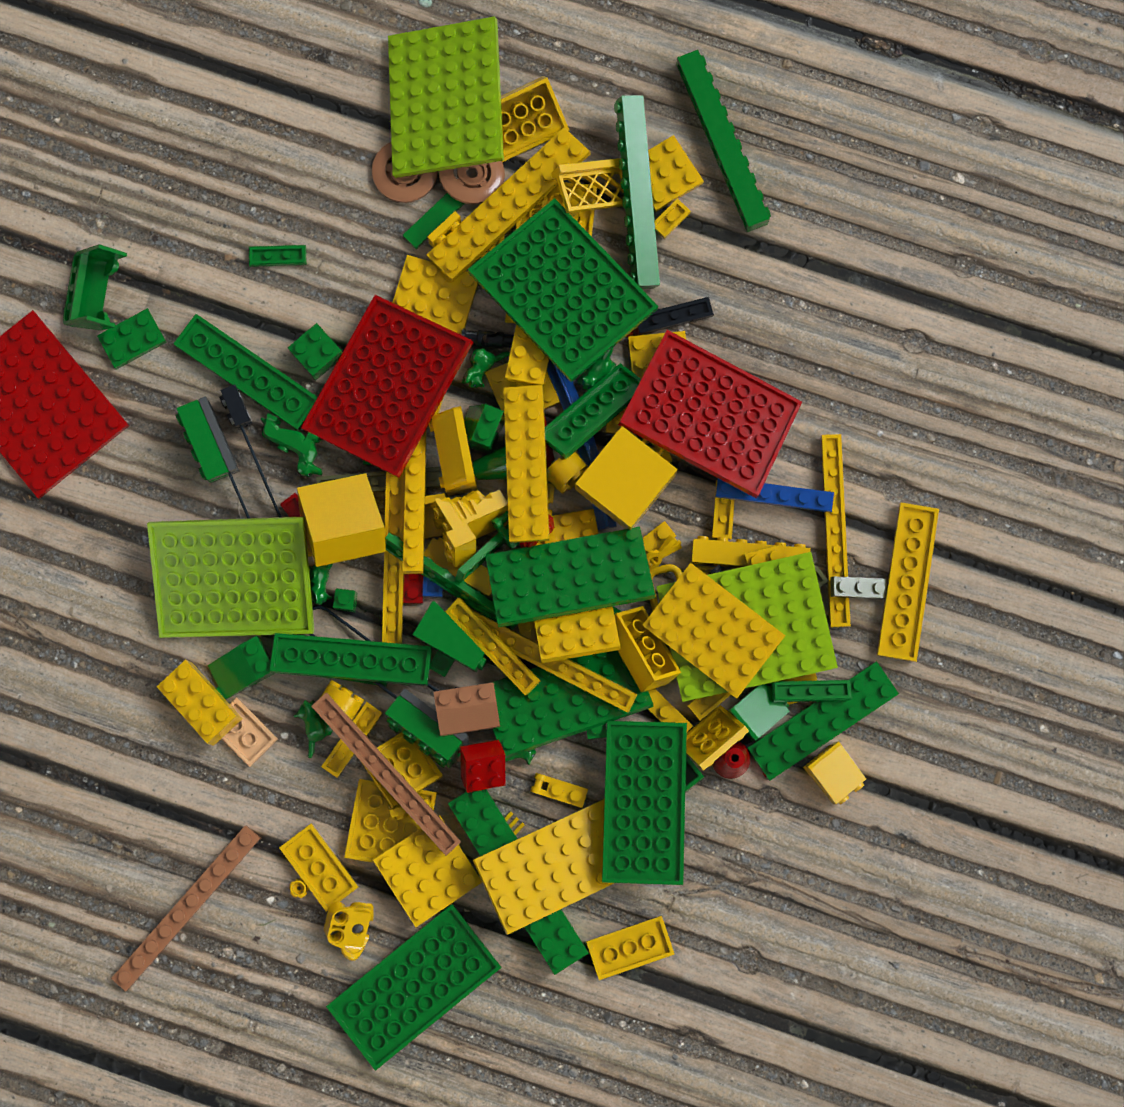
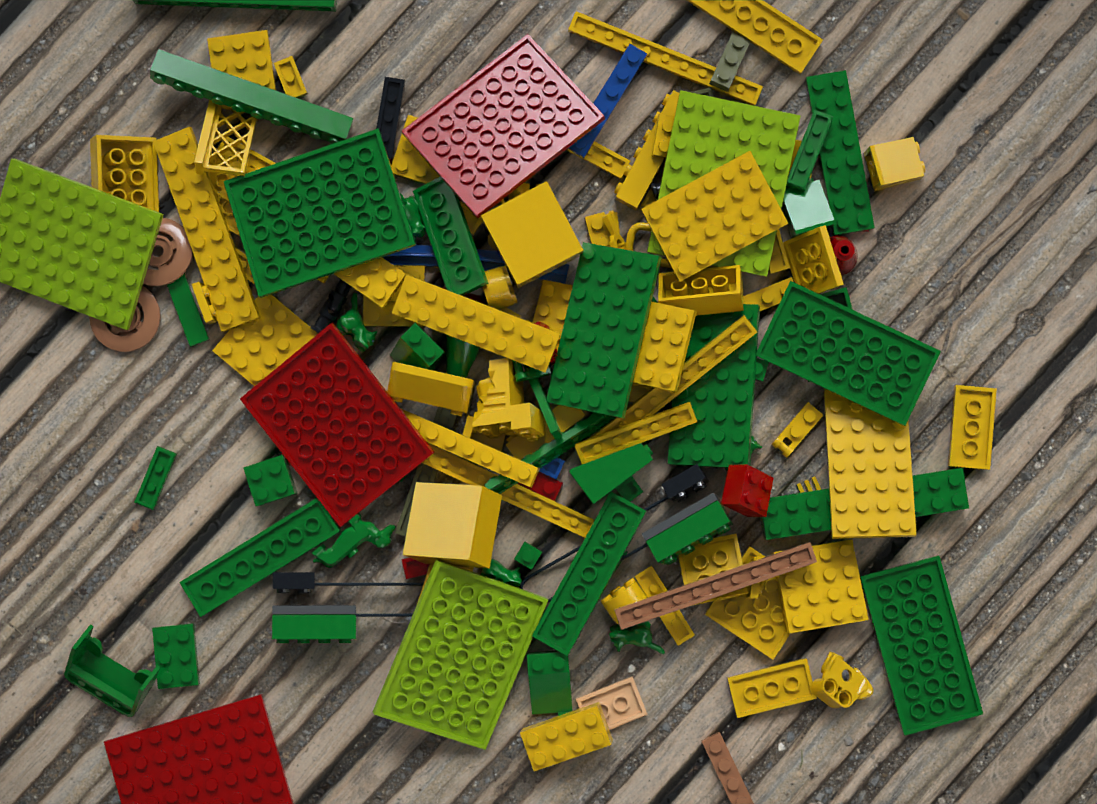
camera: 65 degrees left, 5 degrees up
(298, 893) = (782, 720): yellow plate -> none
(466, 709) = (689, 482): nougat slope -> none

